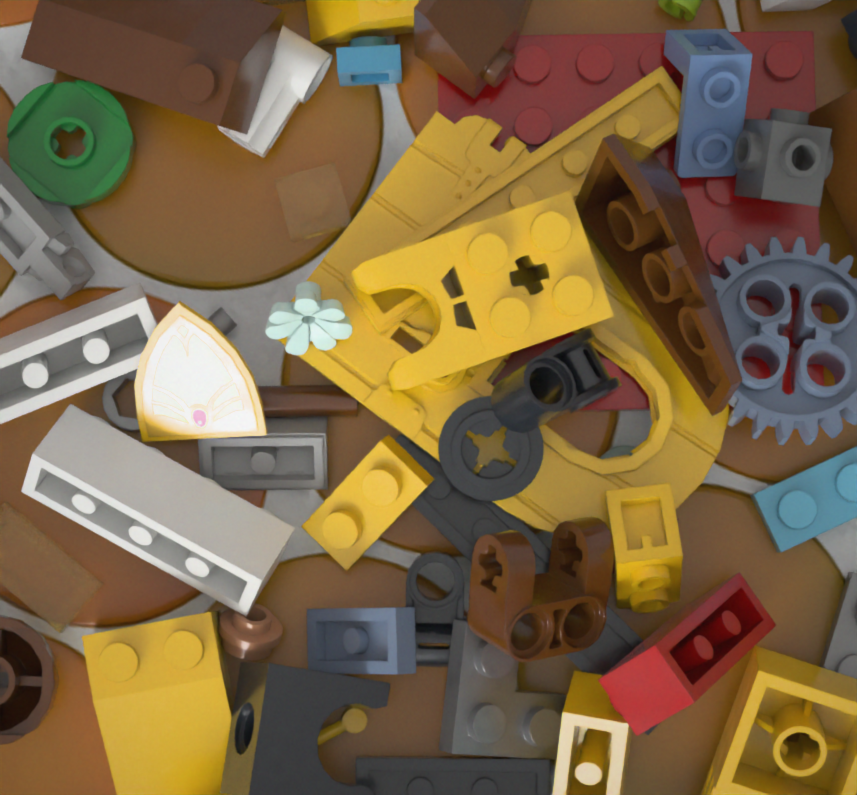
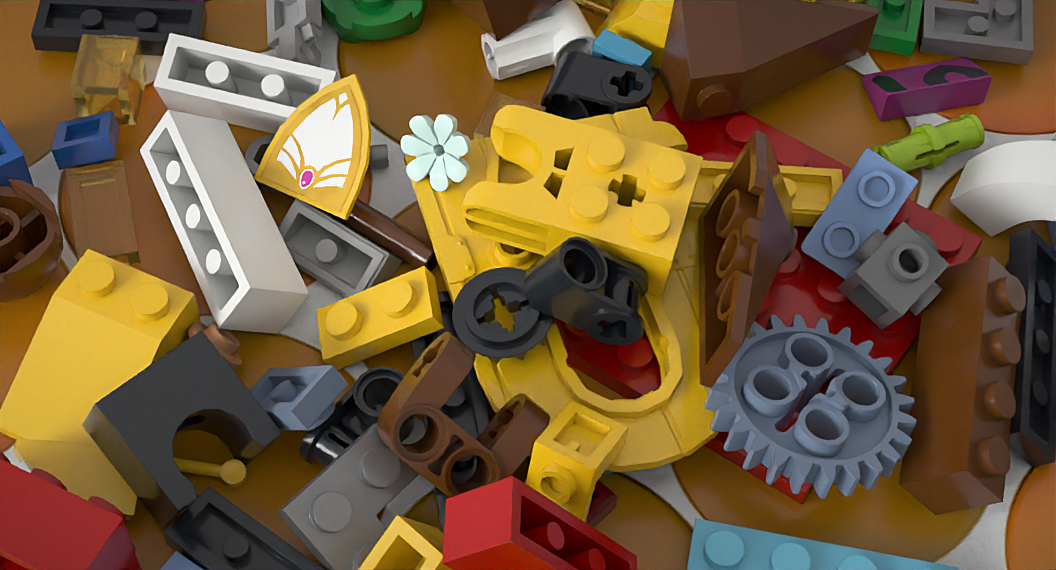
camera: 35 degrees right, 30 degrees down
(357, 117) = (594, 87): none -> black piece

